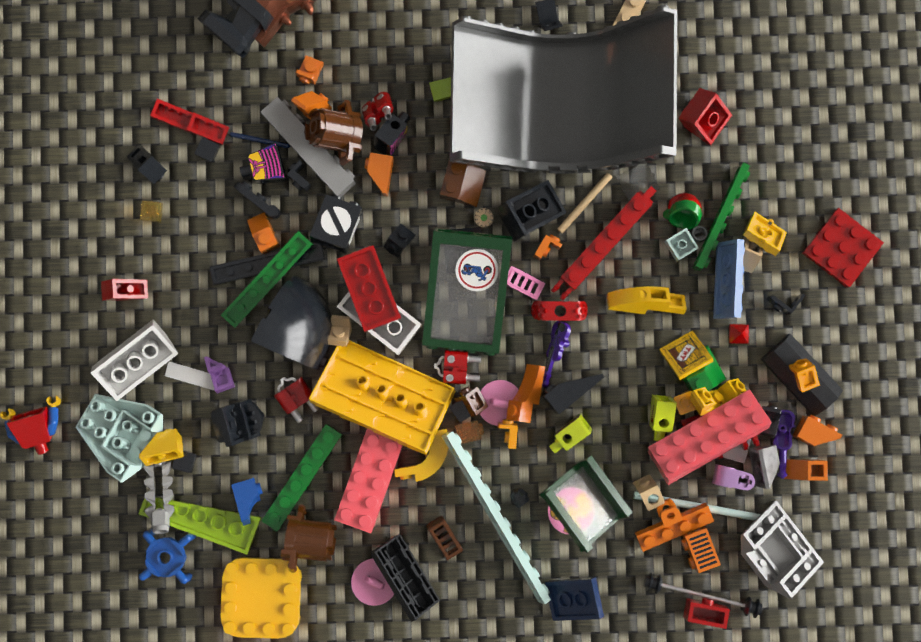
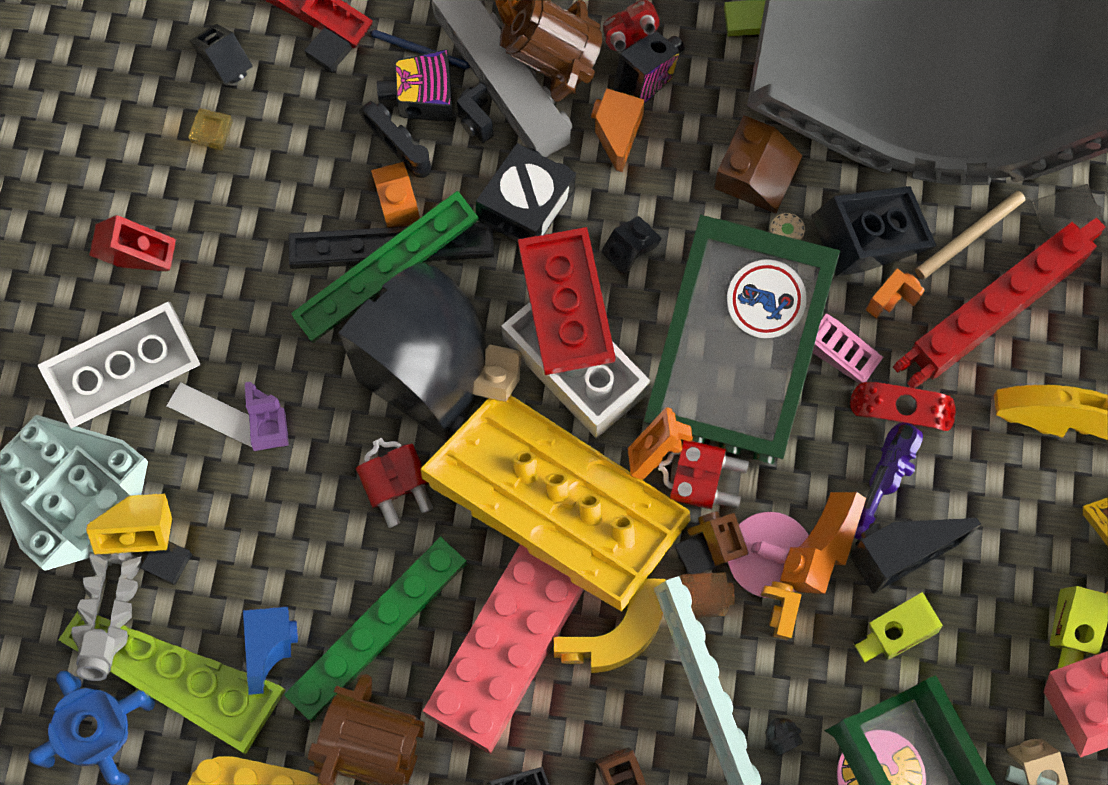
camera: 10 degrees right, 15 degrees down
(237, 422) = (279, 501): black piece -> none
(431, 356) = (655, 442): none -> orange plate

